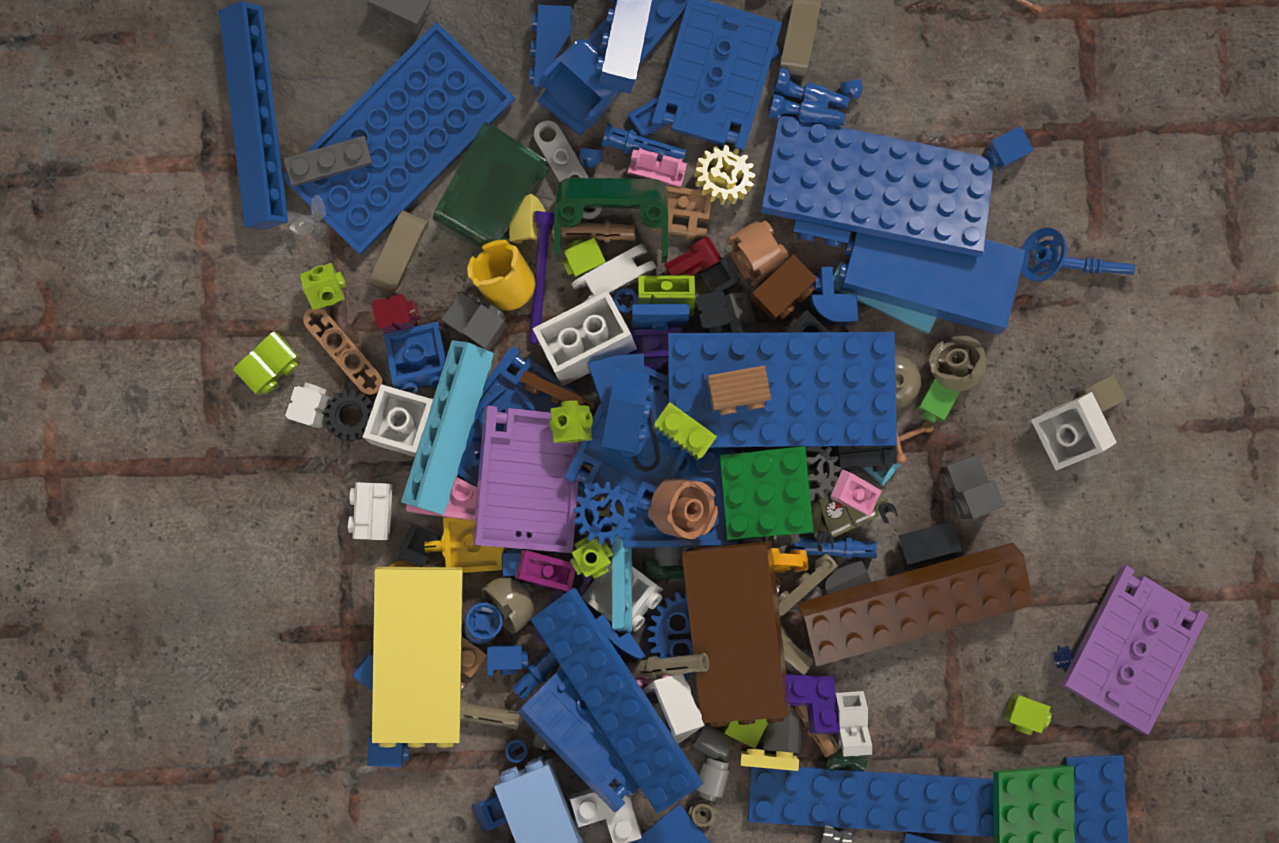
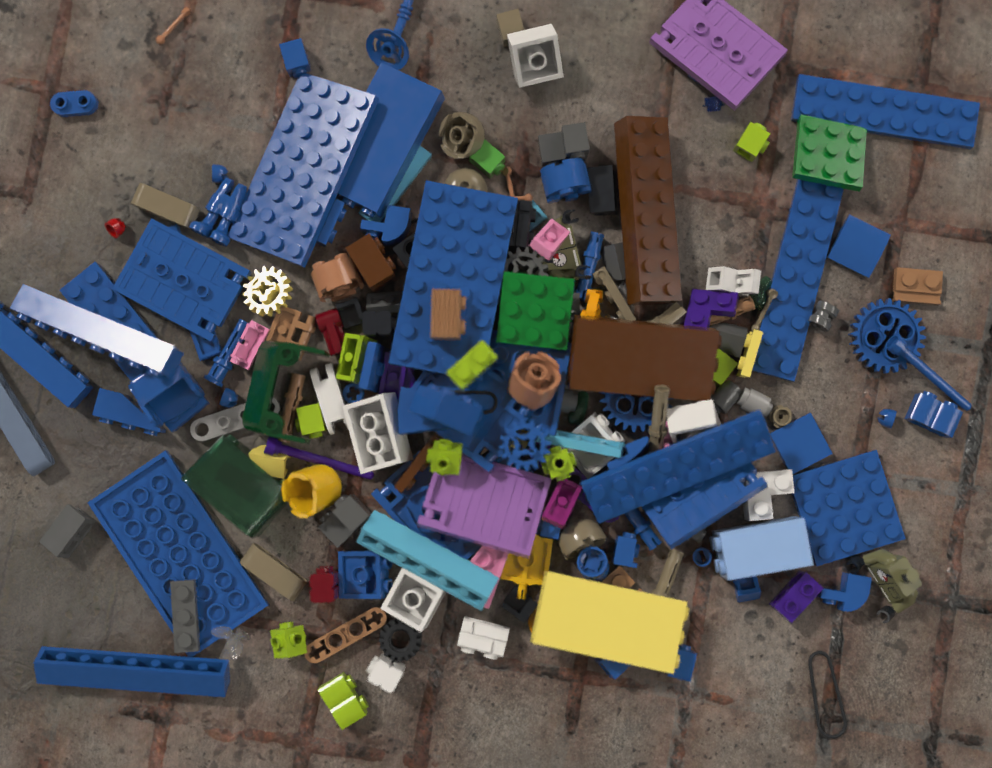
camera: 70 degrees left, 0 degrees up
(847, 774) = (772, 293): none -> dark tan hinge
(931, 498) = (565, 180): none -> blue brick

